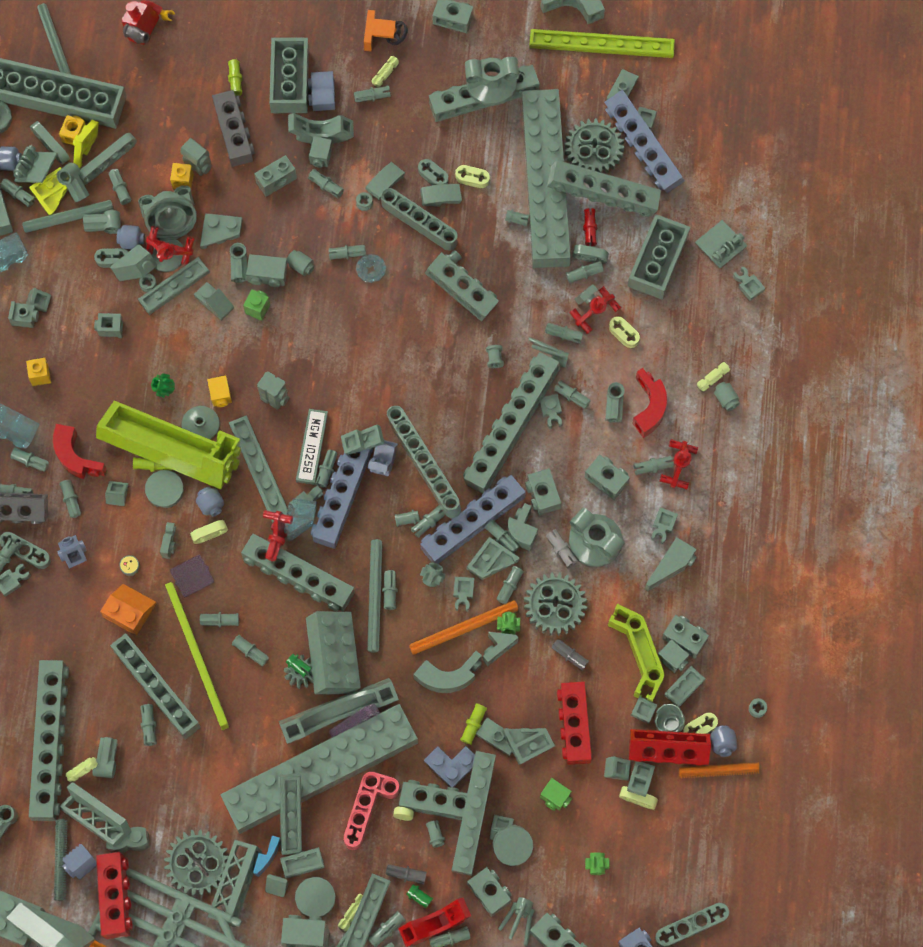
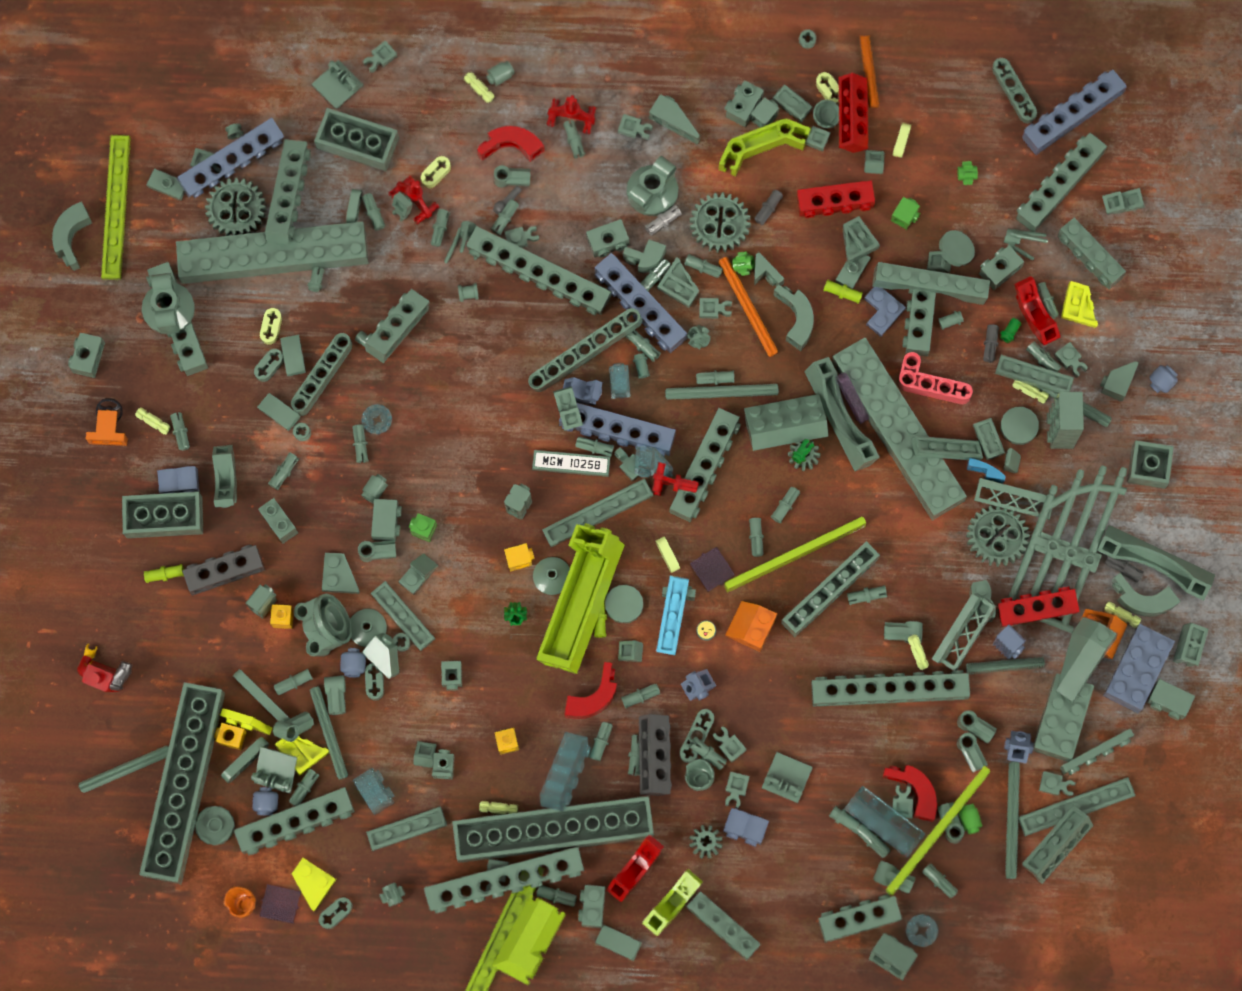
camera: 90 degrees left, 5 degrees up
(144, 531) = (672, 615): none -> medium azure tile
(166, 250) = (369, 619): red axle -> none
(210, 501) = (636, 556): sand blue head -> none
(320, 152) = (249, 478): sand green brick -> none
(390, 493) = (619, 381): none -> clear light blue slope
(403, 813) = (934, 347): yellowish green tile -> none
(586, 391) = (500, 205): none -> dark grey bar
(590, 227) = (323, 208): red pin -> none
(612, 486) = (584, 190): sand green brick -> none
(640, 778) = (885, 138): sand green slope -> none
(673, 147) = (234, 131): none -> sand green bush
(723, 741) = (842, 65): sand blue head -> none

